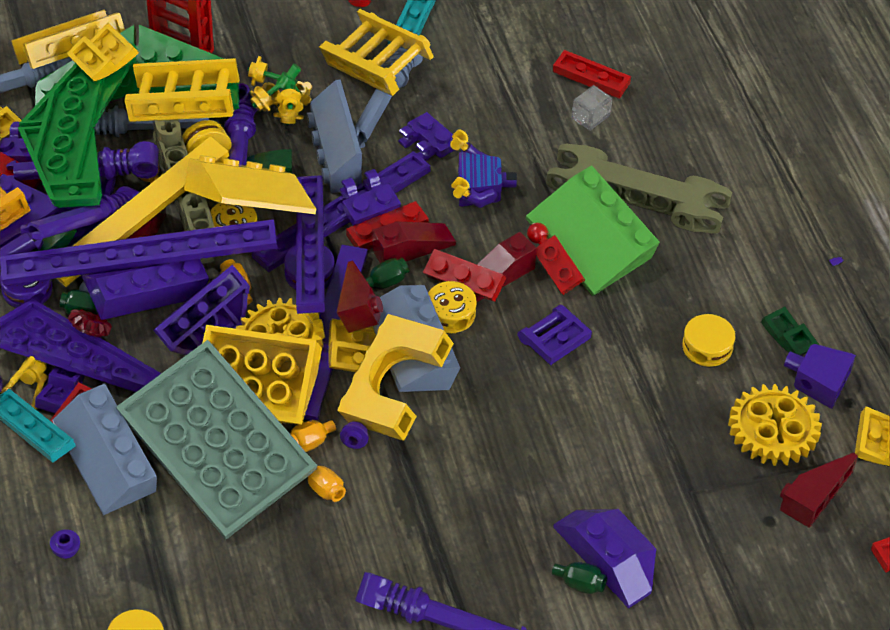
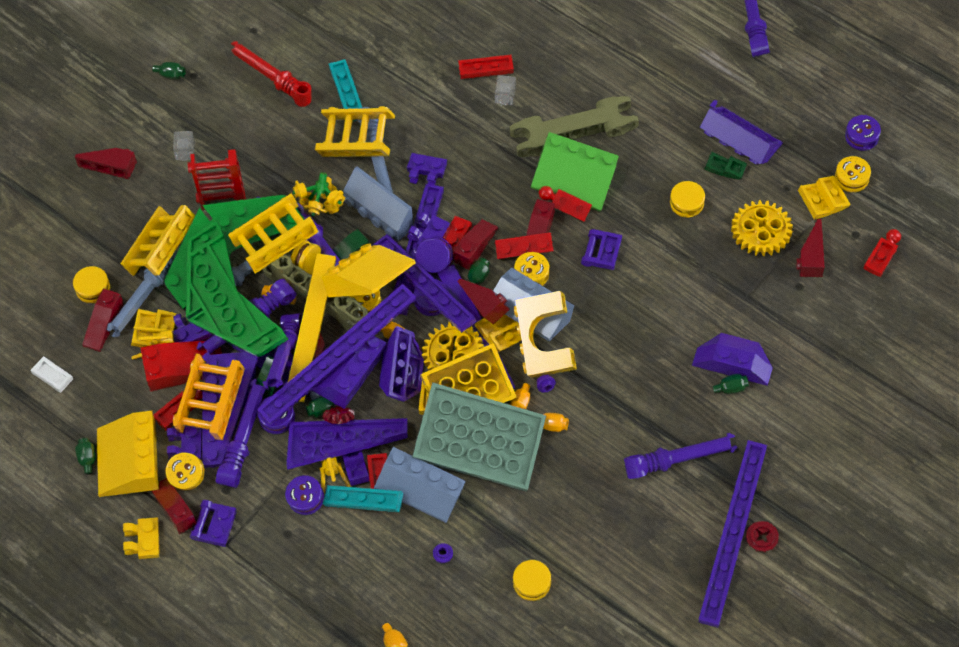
camera: 30 degrees left, 10 degrees up
(103, 53) = (203, 239): yellow slope -> none
(349, 221) = (434, 254): none -> dark purple head
(478, 175) = (478, 176): torso -> none
(821, 372) = (762, 180): dark purple torso -> none
(837, 307) = (740, 135): none -> dark purple slope

